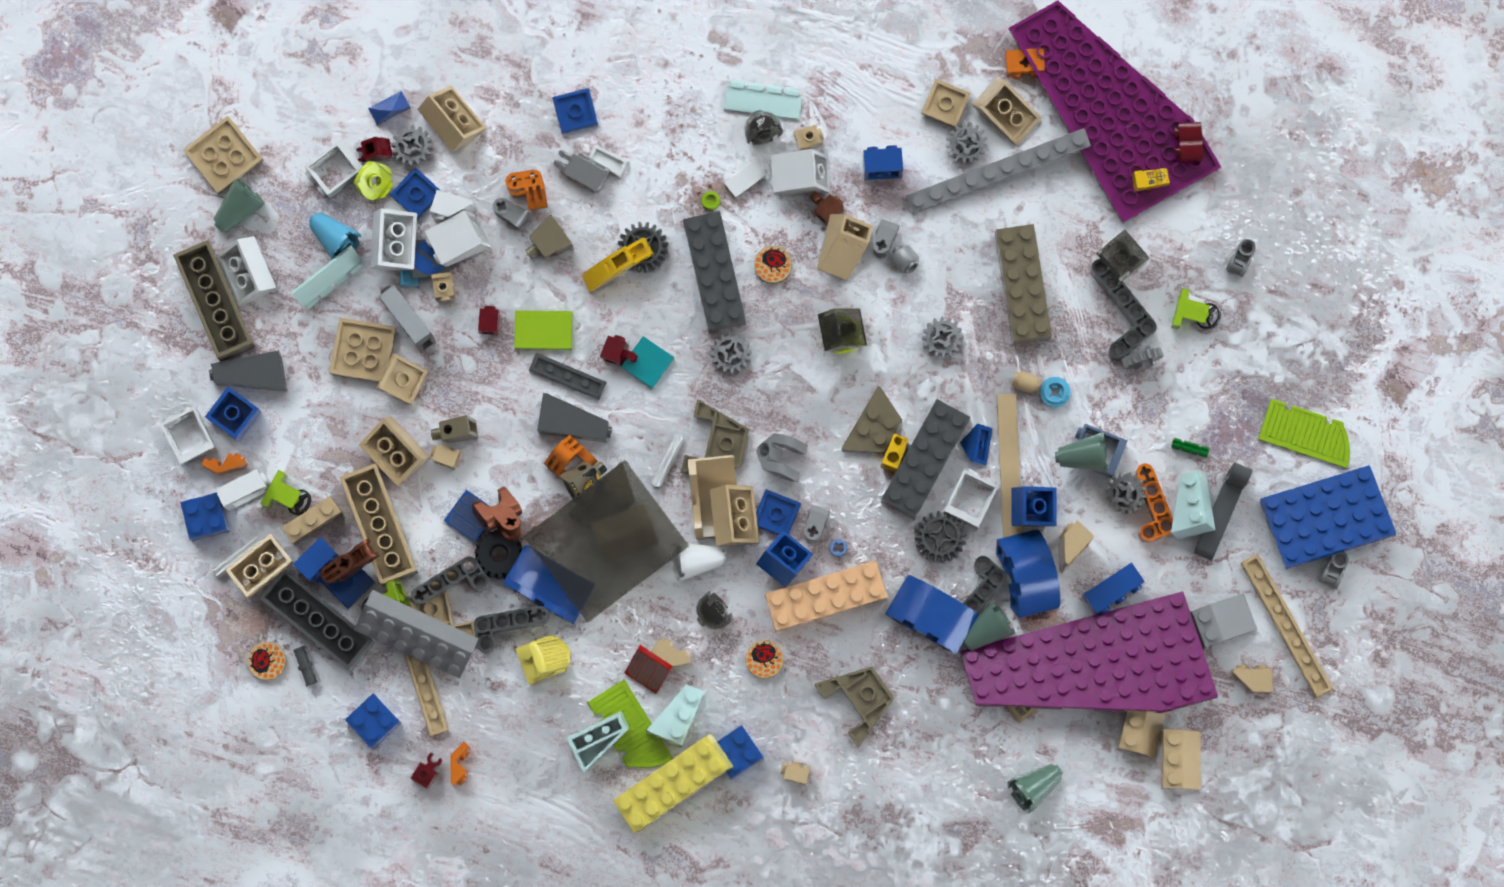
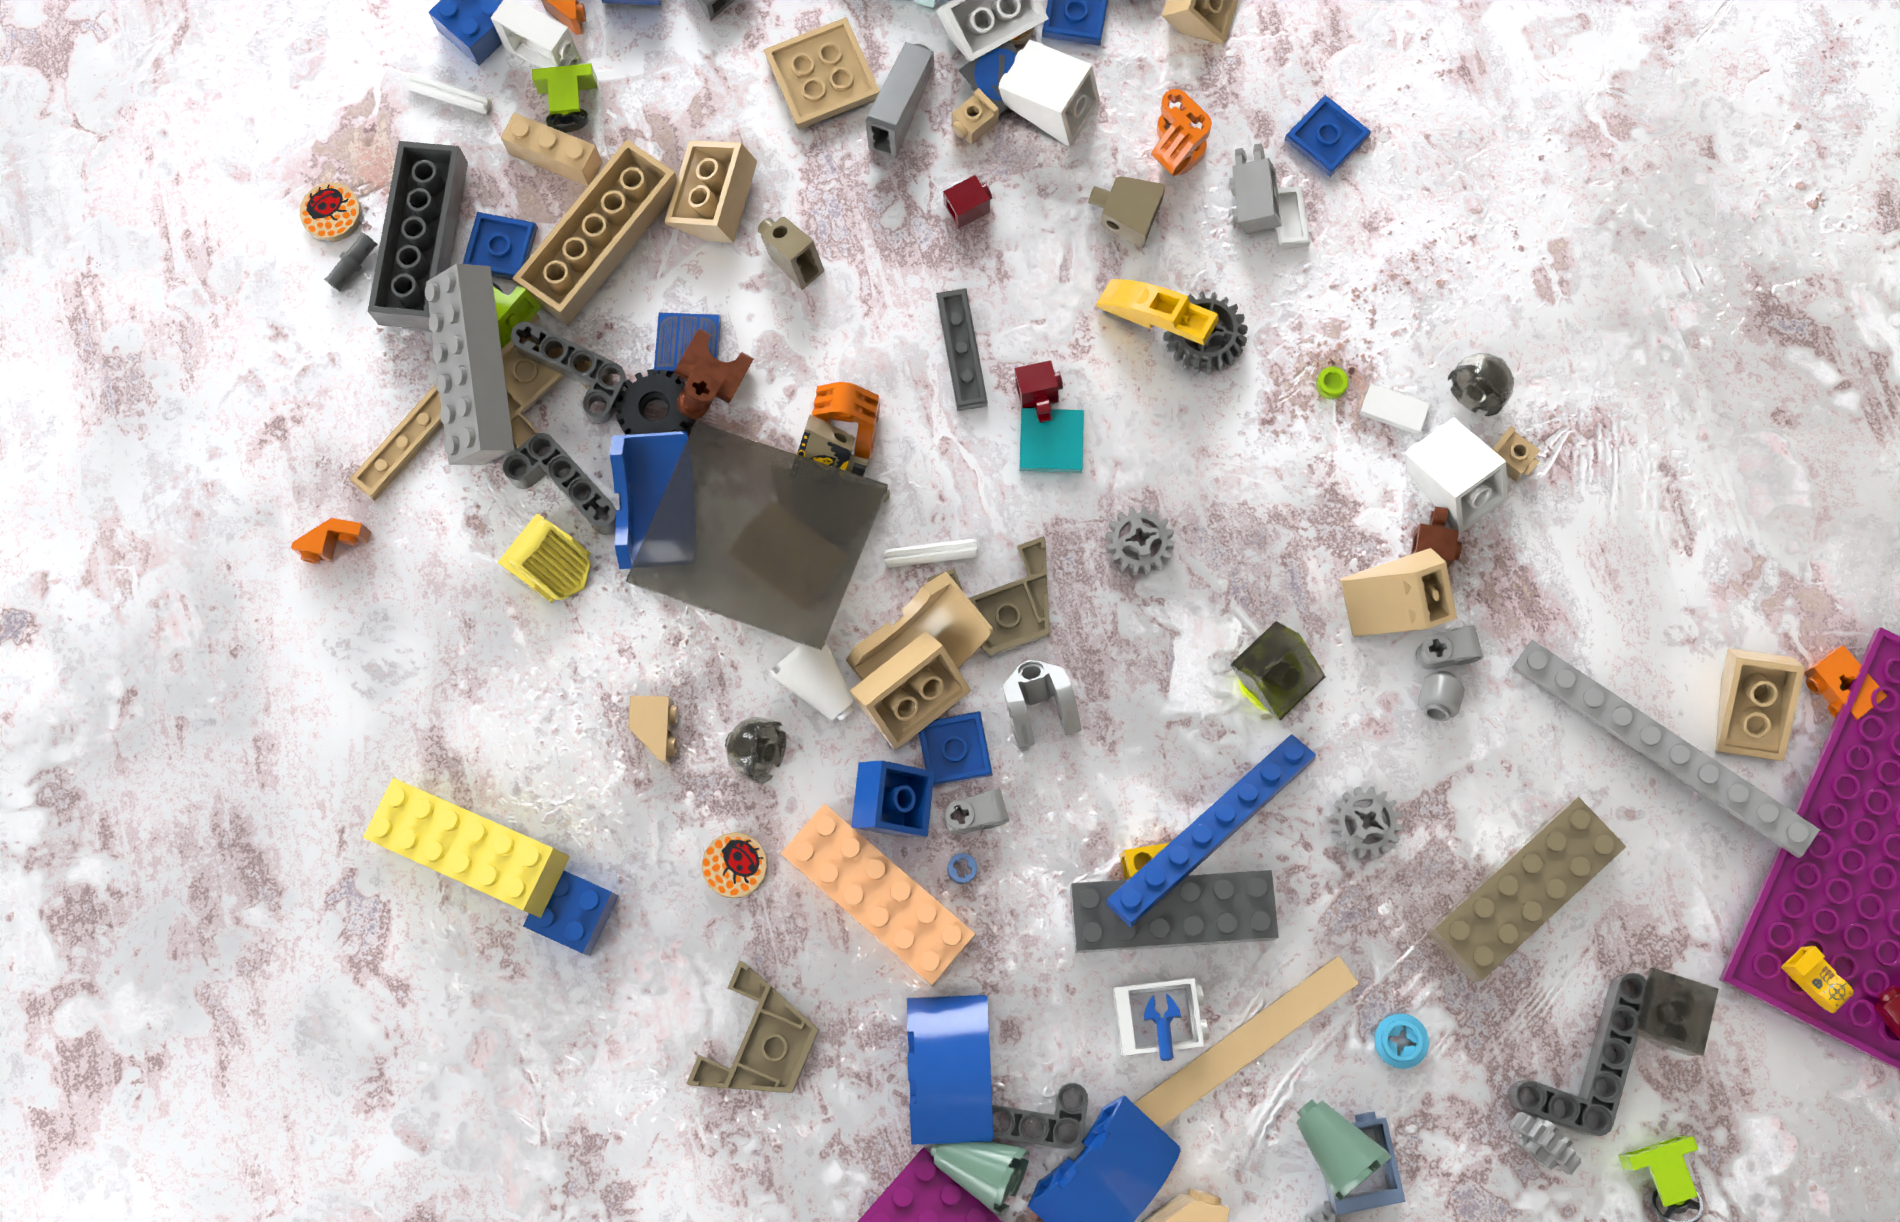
camera: 60 degrees right, 5 degrees down
(259, 565) = (446, 116): tan slope -> none
(314, 559) = (497, 184): blue brick -> none
(349, 563) = (511, 220): copper piece -> none
(373, 721) = (323, 390): blue brick -> none
(402, 379) = (814, 141): tan plate -> none
(406, 279) = (951, 71): medium azure tile -> none
(425, 774) = (291, 503): dark red brick -> none
(445, 456) = (748, 261): tan brick -> none
(447, 205) = (1085, 42): white slope -> none
(513, 215) = (1132, 139): light grey piece -> none
(543, 330) = (1003, 279): lime tile -> none
(565, 419) = (898, 378): dark grey slope -> none
(597, 739) = (469, 700): light aqua wedge -> none
(640, 748) = (522, 739): lime piece -> none
(648, 669) = (615, 709): red tile -> none
(677, 717) = (572, 794): light aqua wedge -> none
(714, 271) = (1237, 446): dark grey brick -> none
(754, 99) = (1532, 392): light aqua windscreen -> none
(773, 264) = (1303, 520): tile -> none
(795, 772) = (593, 1016): tan brick -> none
(874, 426) = (1166, 806): dark tan wing -> none
(882, 163) = (1554, 575): blue brick -> none
(898, 413) = (1210, 830): none -> blue plate
(931, 535) = (1046, 1016): dark grey gear -> none
(945, 103) = (1702, 611): tan plate -> none
(965, 150) = (1677, 688): light grey gear -> none
(977, 444) = (1246, 974): blue slope -> none
(977, 499) = (1163, 1025): none -> blue bar
(1026, 382) = (1386, 988): tan brick -> none
(1034, 506) = (1209, 1120): blue brick -> none
(1240, 261) = (1798, 1199): light grey piece -> none

